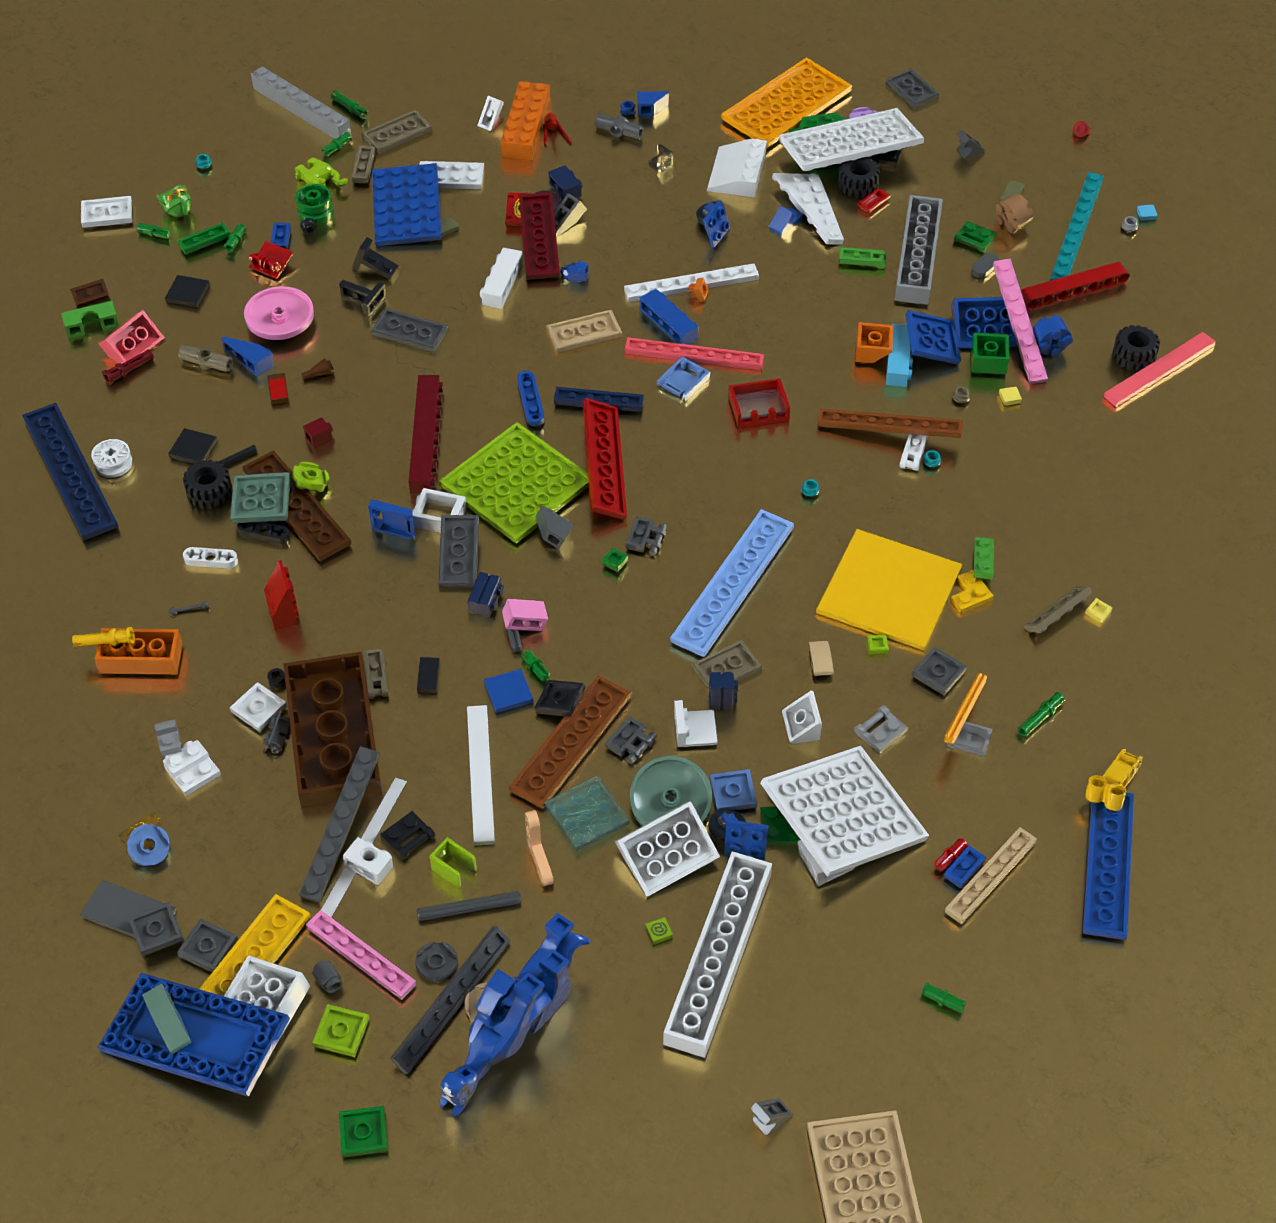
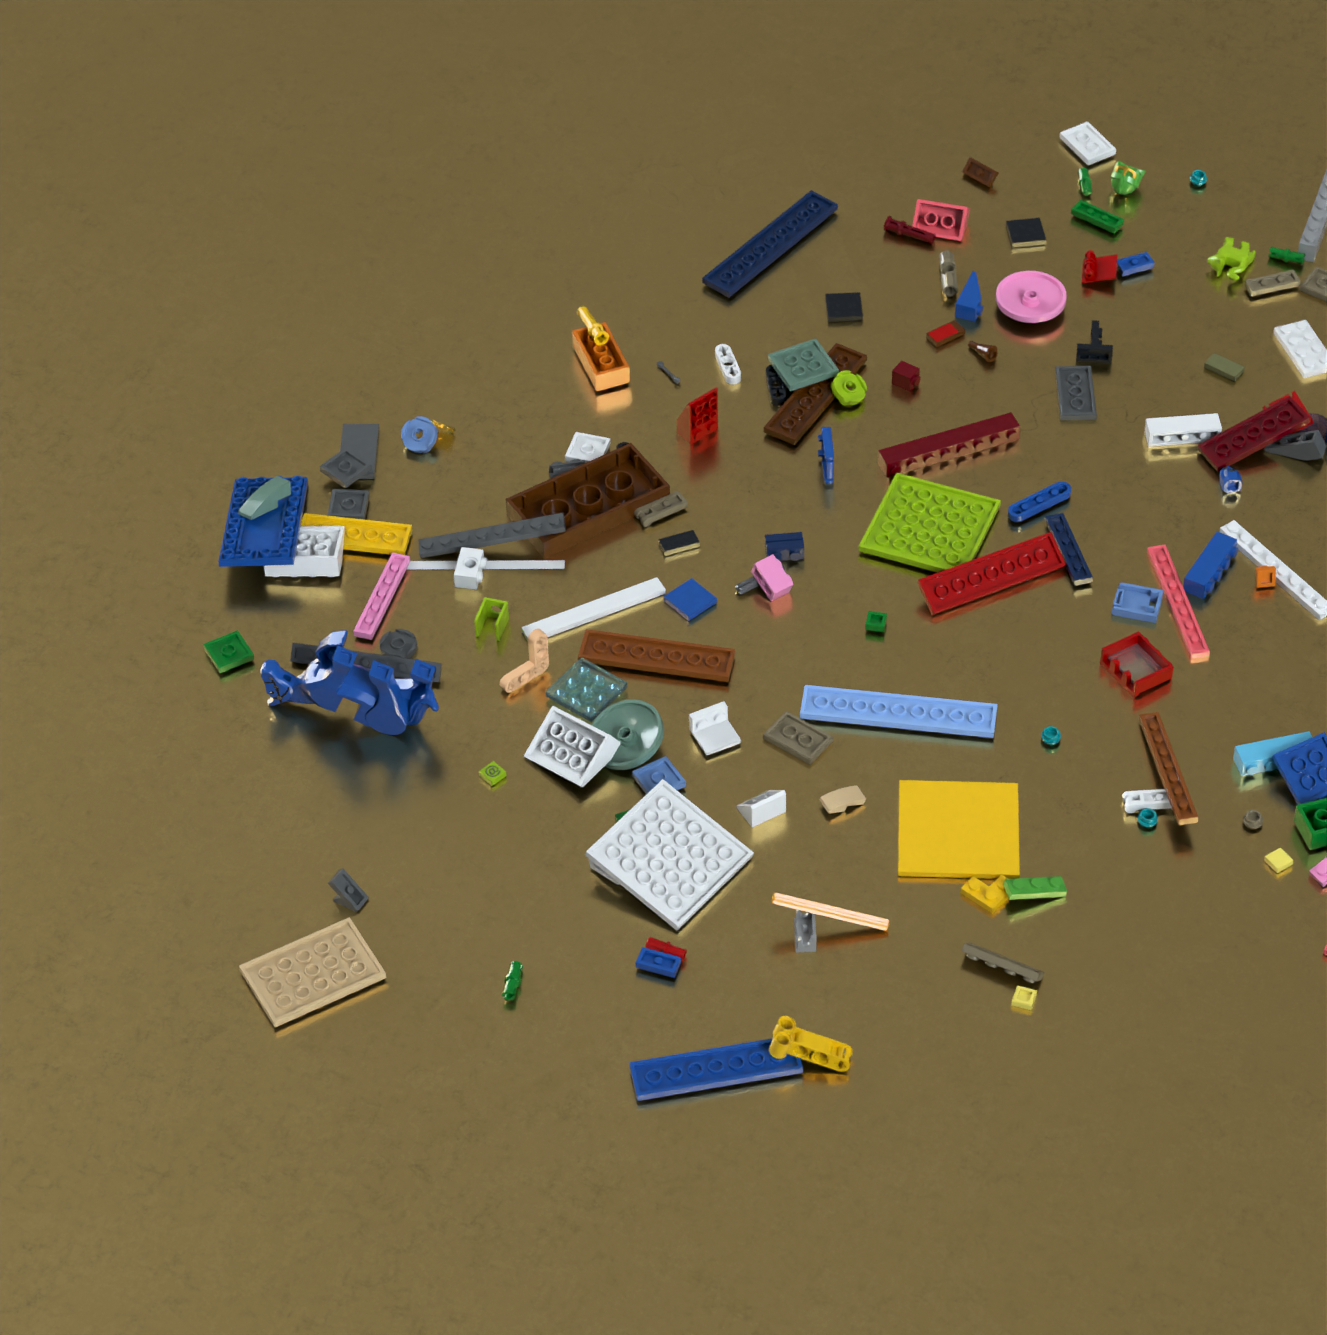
camera: 70 degrees right, 5 degrees down
(78, 319) = (940, 178): bright green arch -> none
(111, 458) = (797, 262): white wheel -> none
(168, 737) = (525, 404): light grey brick -> none
(191, 767) = (508, 433): white plate -> none
(217, 481) = (801, 325): black tyre -> none
(235, 237) = (1112, 235): green pin -> none
(239, 455) = (845, 335): black bar -> none
(310, 230) = (1160, 277): black bush -> none
(314, 202) = (1189, 268): green wheel -> none
(327, 976) = (352, 582): dark grey brick -> none
(340, 1030) = (309, 608): lime plate -> none
(374, 260) = (1142, 333): black bracket -> none
(403, 831) = (509, 585): black plate -> none
(406, 204) = (1236, 330): blue plate -> none
(430, 522) = (854, 498): white window -> none
(458, 550) = (822, 511): dark grey tile -> none
(469, 905) = (459, 646): dark grey axle -> none
(535, 665) = (725, 606): green axle -> none
(553, 526) = (884, 564): dark grey slope -> none
(559, 698) = (696, 632): black tile -> none
(584, 331) = (1155, 512): tan tile -> none
(626, 736) = (681, 690): dark grey plate -> none
(640, 534) = (917, 629): dark grey plate -> none
(717, 955) = (483, 812): white brick -> none
(722, 691) = (756, 733): dark blue brick -> none
(738, 834) = (611, 785): blue plate -> none
(873, 342) = (1272, 721): orange slope -> none
(877, 644) = (884, 838): lime tile -> none
(884, 734) = (781, 870): light grey plate -> none
(939, 671) = (874, 889): dark grey plate -> none
(990, 875) = (658, 983): tan plate -> none
(1046, 709) = (871, 981): green pin -> none

